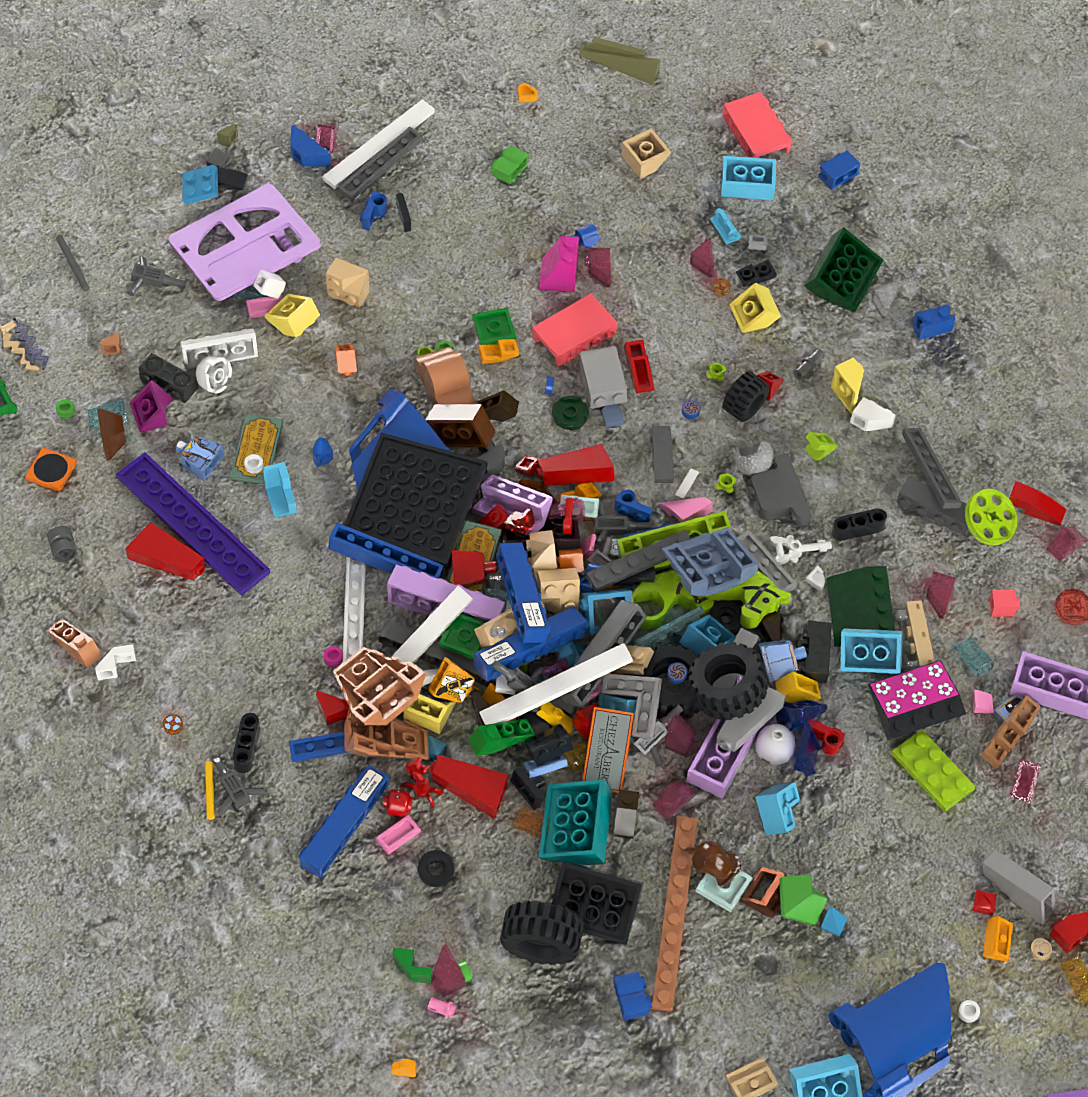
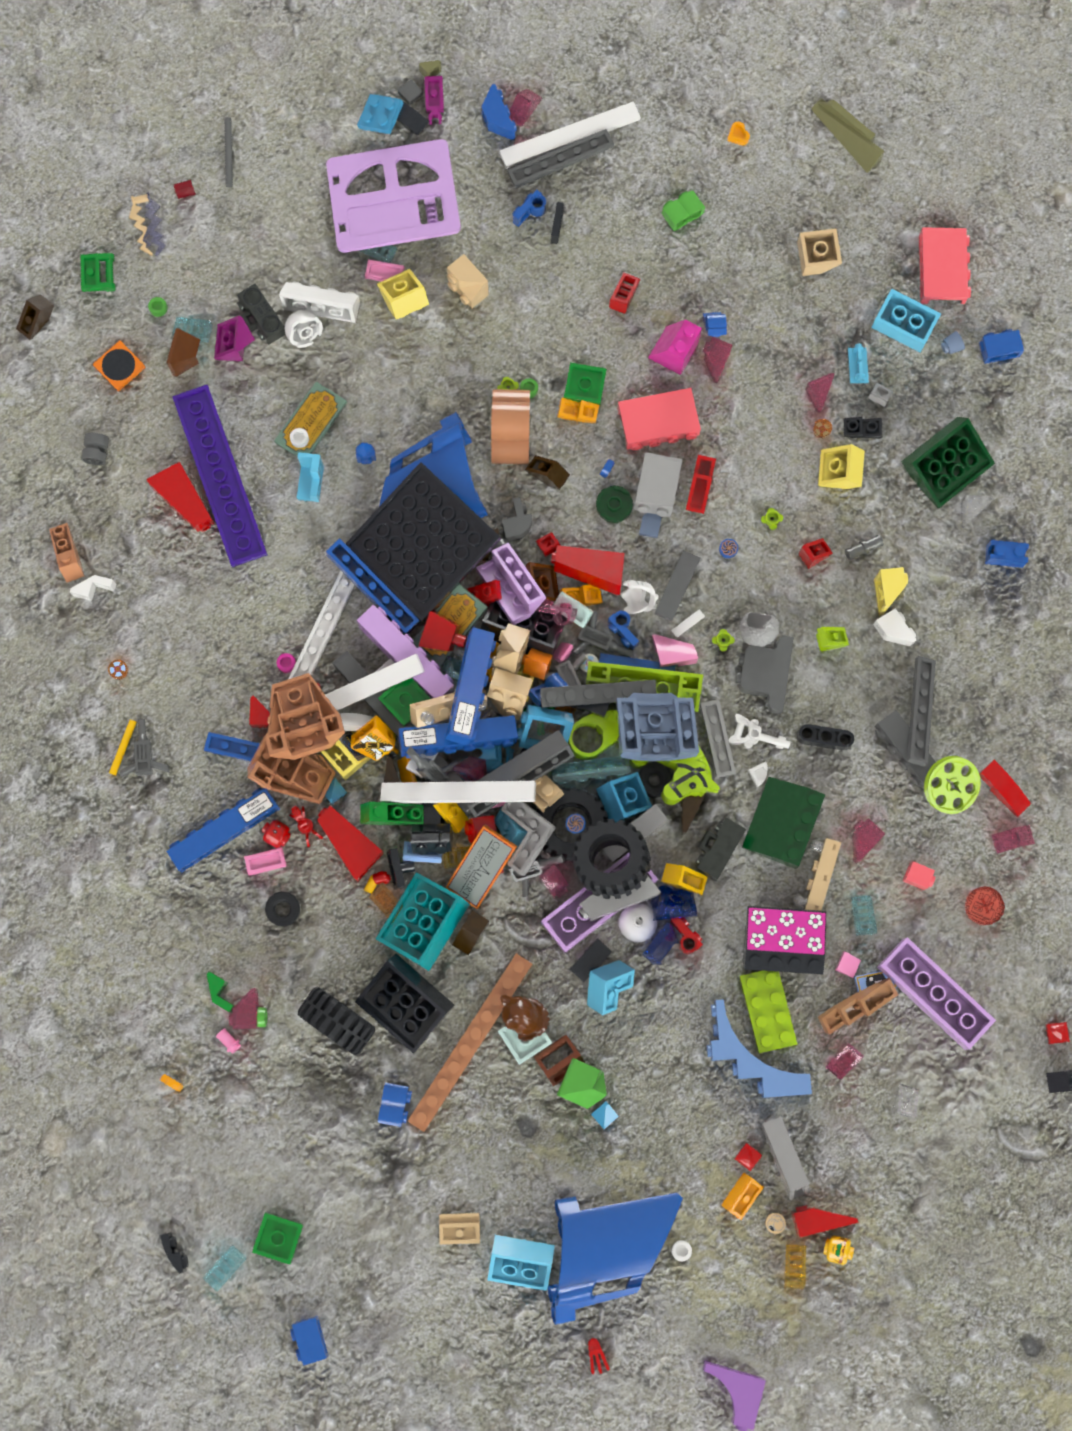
camera: 25 degrees right, 20 degrees up
(46, 304) = (184, 189): none -> dark red tile
(112, 344) = (226, 257): nougat slope -> none
(150, 276) = (292, 196): dark grey piece -> none
(200, 456) = (255, 409): torso -> none
(242, 156) = (434, 97): none -> magenta plate
(246, 751) = (172, 707): black beam -> none
(269, 284) = (394, 254): white brick -> none
(345, 359) = (431, 360): slope -> none
(461, 425) = (499, 482): reddish brown brick -> none
(491, 247) = (620, 303): none -> red slope
(512, 805) = (377, 878): none -> arm
(520, 522) = (506, 607): clear red bracket -> none
(567, 522) = (550, 627): red bar -> none
(627, 474) = (635, 597): none -> white helmet
(673, 798) = (522, 935): clear pink slope -> none
(745, 396) = (782, 561): black tyre -> none
(749, 789) = (590, 960): none -> black slope
(780, 658) = (680, 844): medium blue torso -> none
(797, 181) = (953, 343): none -> sand blue hat
(871, 651) = (767, 875): medium azure brick -> none
(940, 822) = (728, 1047): none -> medium blue arch

